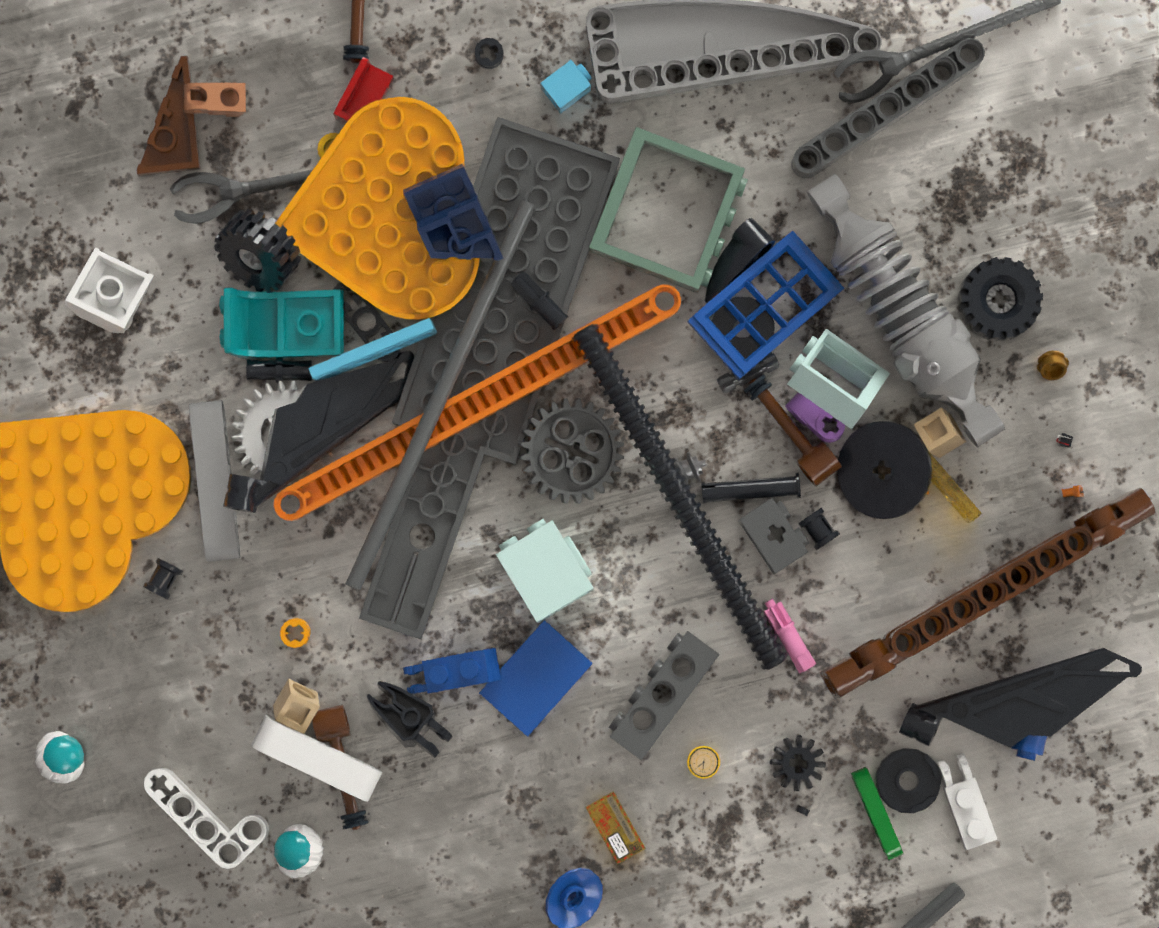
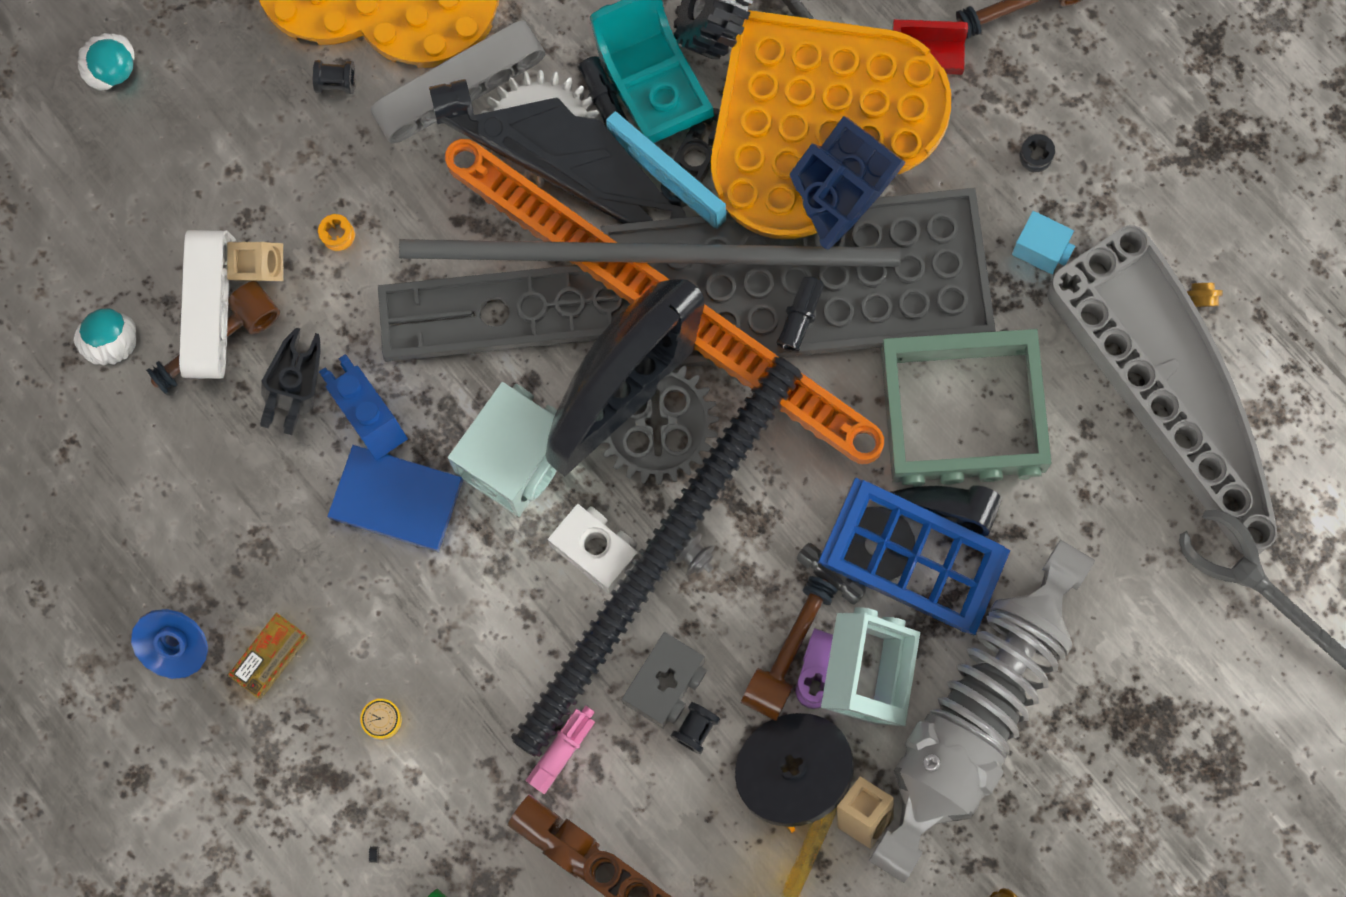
camera: 70 degrees right, 10 degrees down
(200, 813) = (111, 167): white beam -> none
(531, 458) = (643, 339): none -> black panel
(633, 556) = (571, 541): none -> white brick
(700, 659) = (372, 638): dark grey brick -> none
(751, 489) = (705, 634): black pin -> none
(806, 755) = (435, 827): black gear -> none
(899, 97) = (1216, 591): dark grey beam -> none
(1012, 281) = (1076, 820): black bush -> none

